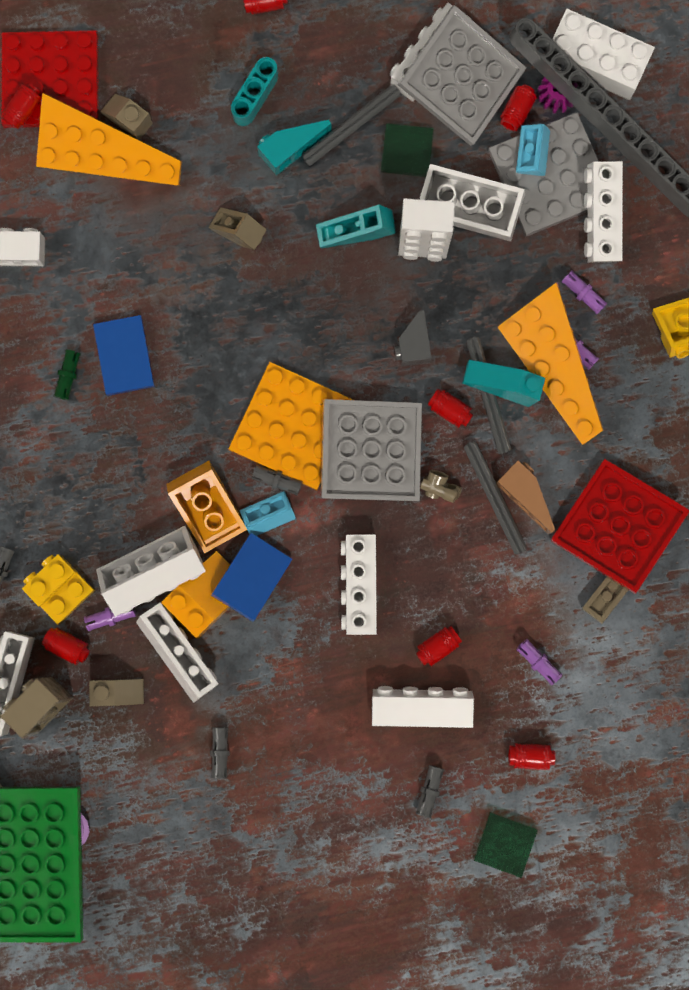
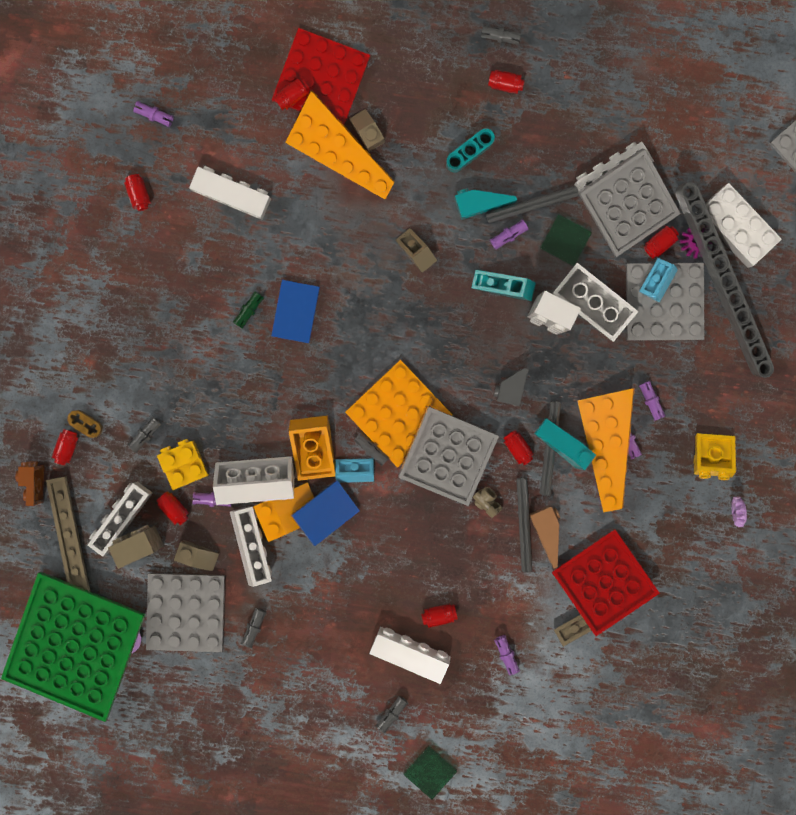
camera: 20 degrees right, 5 degrees up
(129, 768) = (185, 612): none -> light grey plate
(338, 169) = (509, 234): none -> medium lavender pin
(360, 585) = (401, 549): white brick -> none
(531, 756) = (473, 719): red head -> none
(603, 211) = (691, 348): white brick -> none

